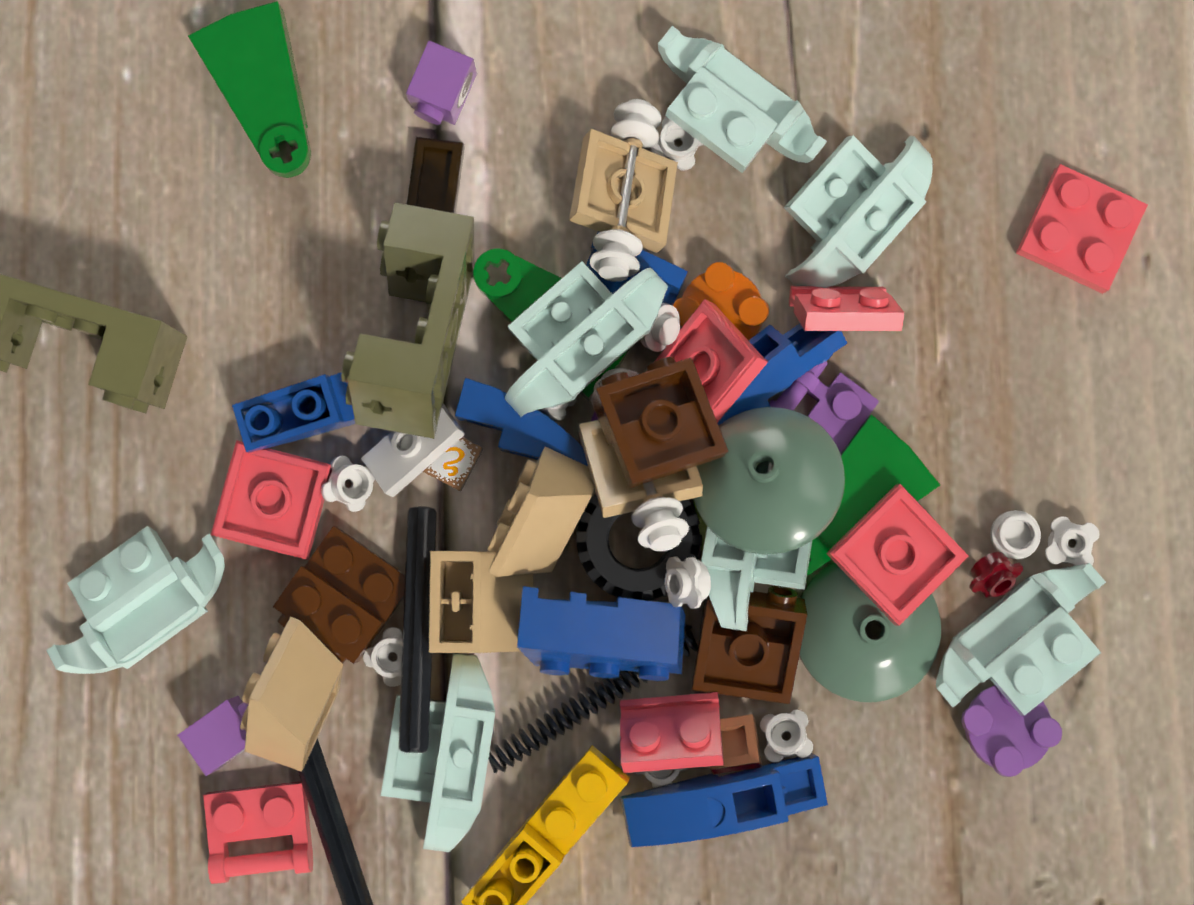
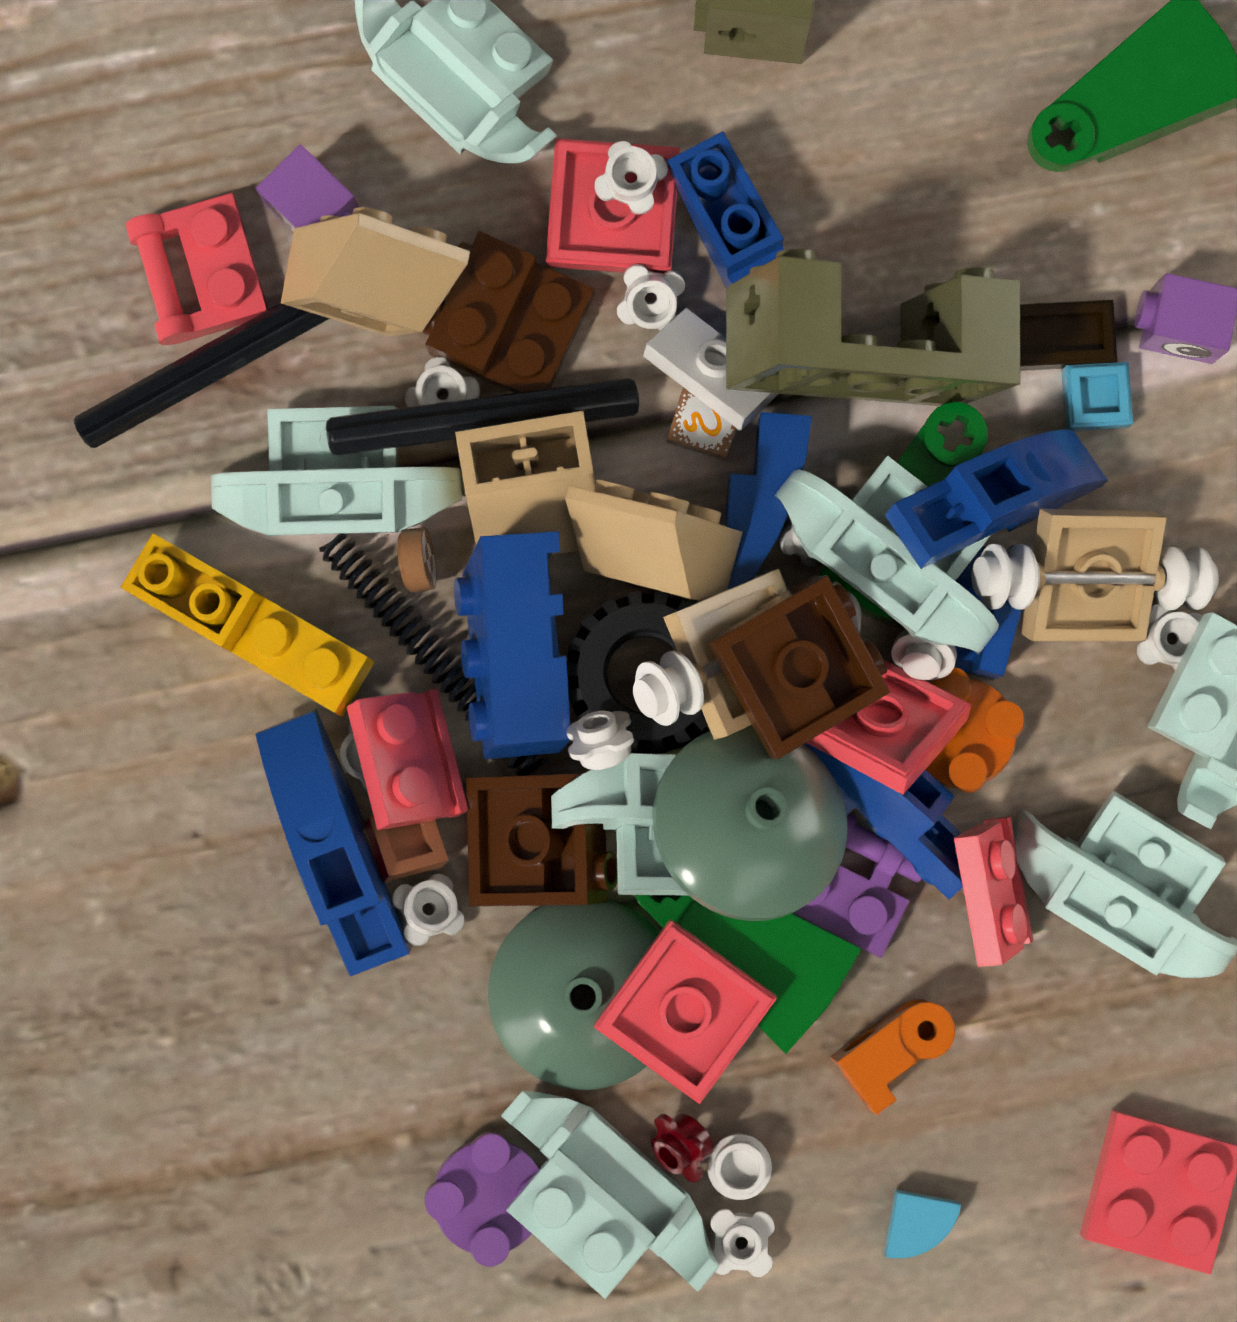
camera: 85 degrees right, 0 degrees up
(240, 486) = (631, 159): none -> white plate
(486, 162) = (1097, 396): none -> medium azure tile
(518, 698) = (417, 559): none -> medium nougat tile
(552, 252) = (995, 493): none -> blue slope
(946, 404) = (893, 1046): none -> orange leg
(1077, 409) = (918, 1223): none -> medium azure tile

